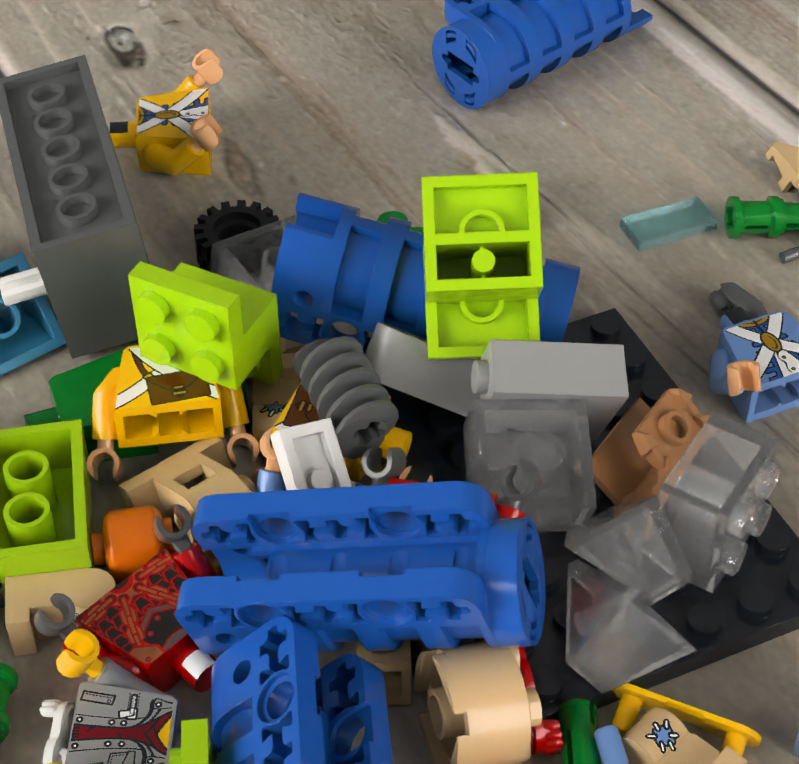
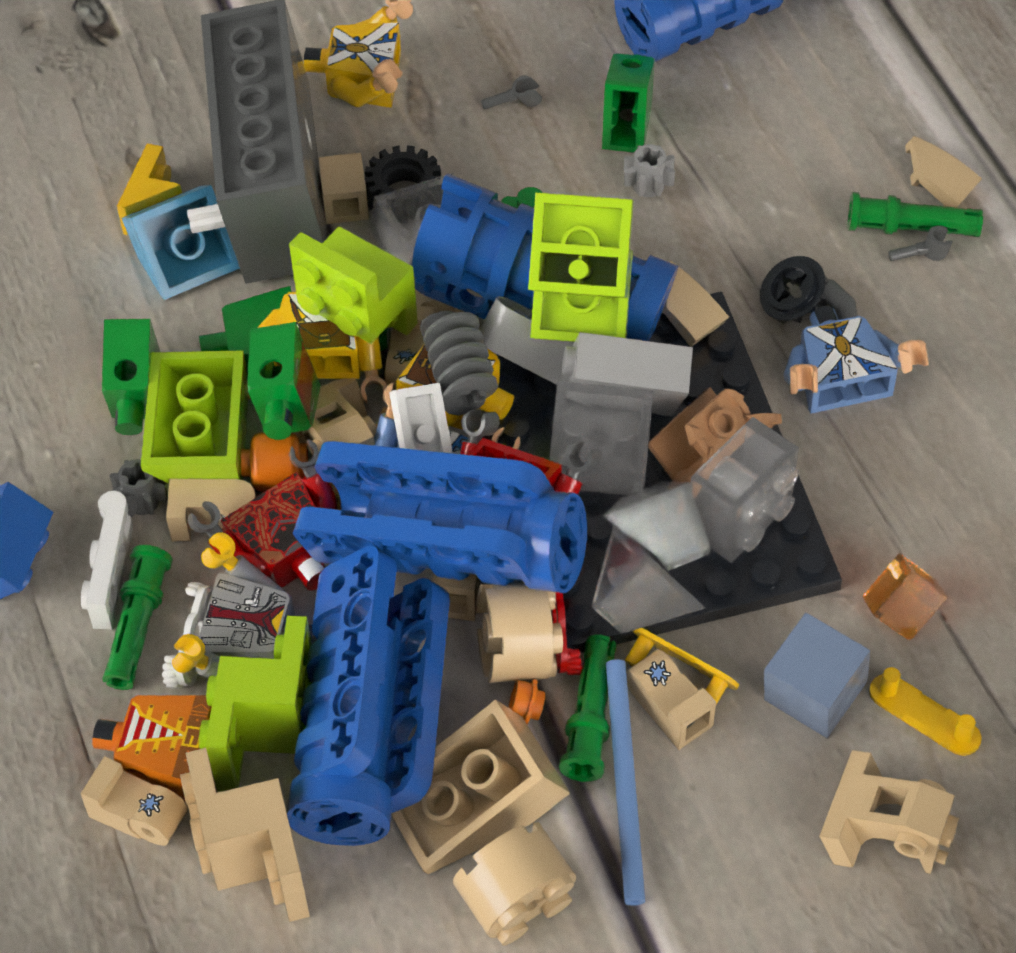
camera: 10 degrees right, 10 degrees up
(138, 461) = (286, 398): none -> green torso
(171, 240) = (343, 188): none -> tan brick
(351, 140) = (521, 89): none -> dark grey hand
(468, 130) = (627, 87): none -> green torso
(596, 321) = (692, 309): none -> tan slope
(668, 223) = (796, 208): clear light blue piece -> none
(697, 278) = (777, 298): none -> black gear

